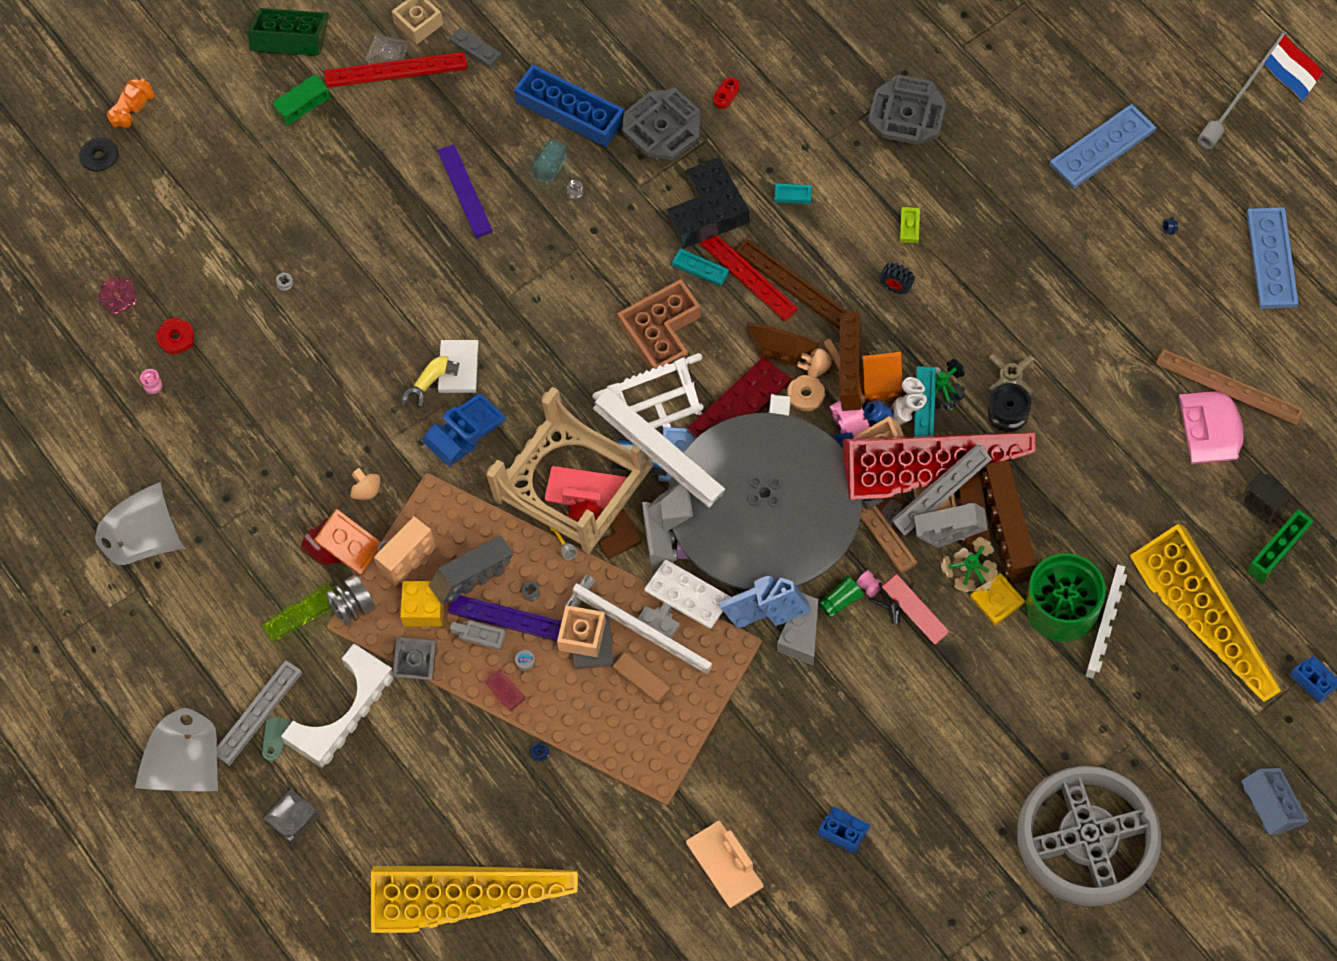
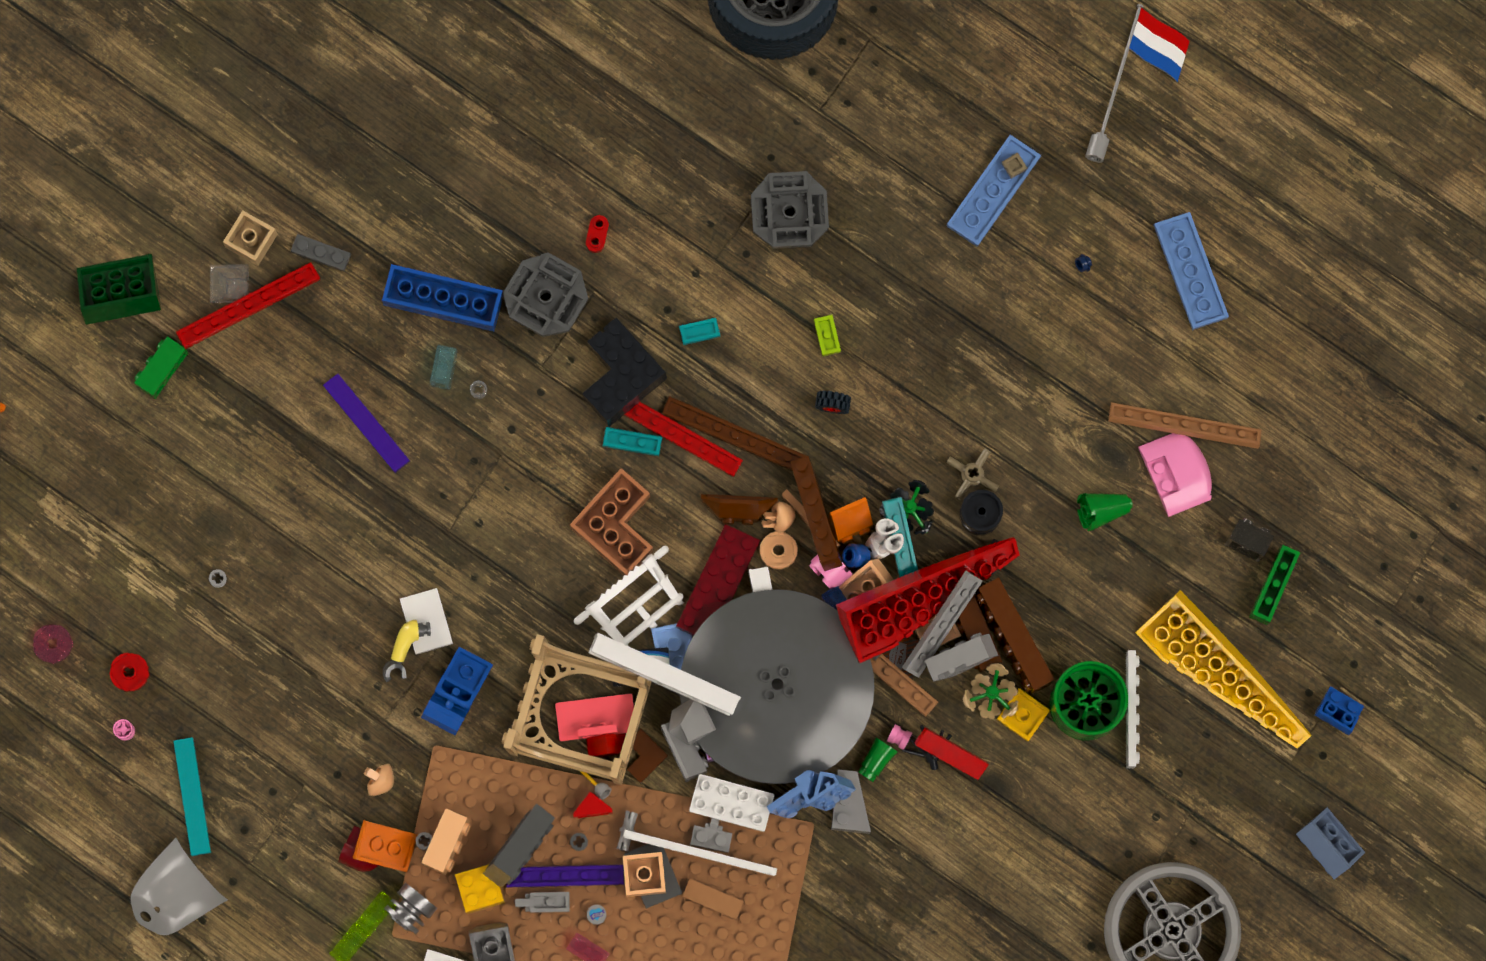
camera: 25 degrees left, 15 degrees up
(190, 456) = (192, 796): none -> teal tile
(553, 562) = (591, 807): none -> red slope
(1128, 128) = (1014, 165): none -> dark tan tile
(1128, 434) = (1102, 508): none -> green cone

